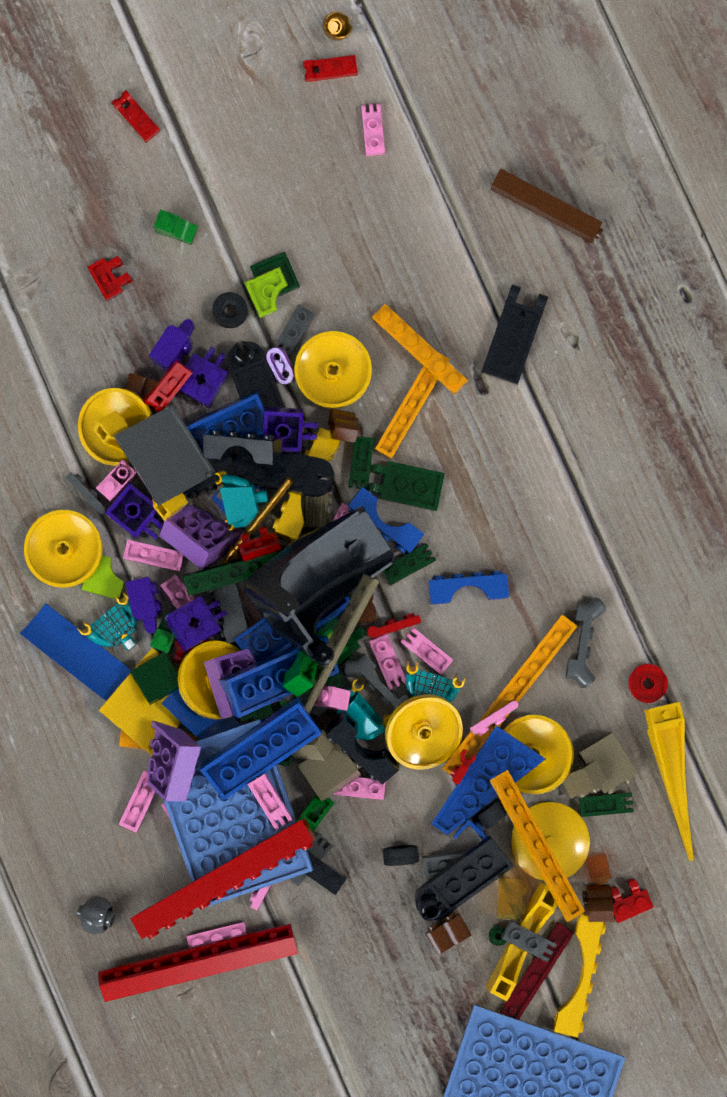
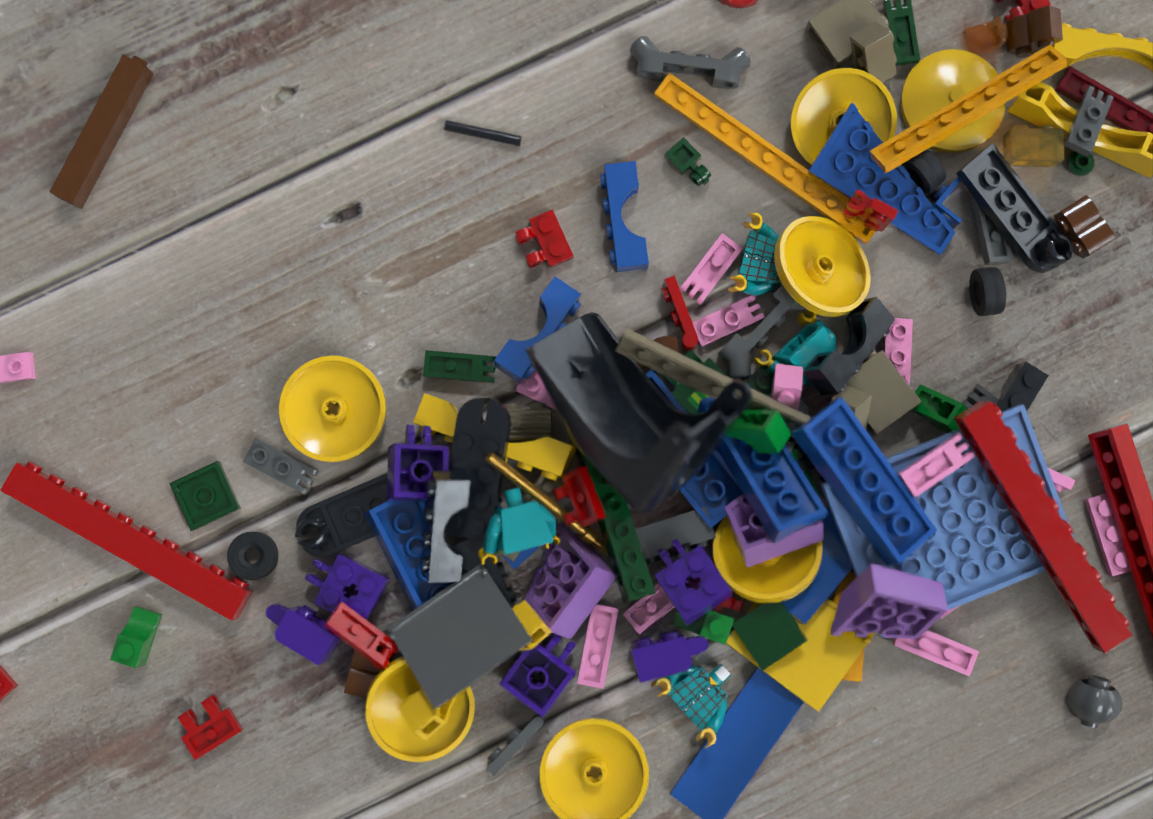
camera: 90 degrees left, 0 degrees up
(104, 581) = (635, 712): lime tile -> none
(116, 481) = (497, 702): bright pink slope -> none
(244, 221) = (127, 540): none -> red brick
(265, 290) = (223, 507): lime tile -> none
(279, 366) = (328, 482): medium lavender plate -> none
(343, 425) = (410, 390): reddish brown brick -> none
(407, 413) = (377, 301): light orange plate -> none
(408, 485) = (488, 302): dark green tile -> none
(408, 565) = (595, 296): dark green hinge -> none
(419, 349) = (301, 293): light orange plate -> none
(454, 533) = (550, 239): none -> red plate
(497, 717) = (798, 173): bright pink hinge -> none
(512, 634) = (684, 157): none -> dark green plate
(513, 338) = (283, 169): black hinge -> none
(537, 485) = (482, 133): none -> black bar

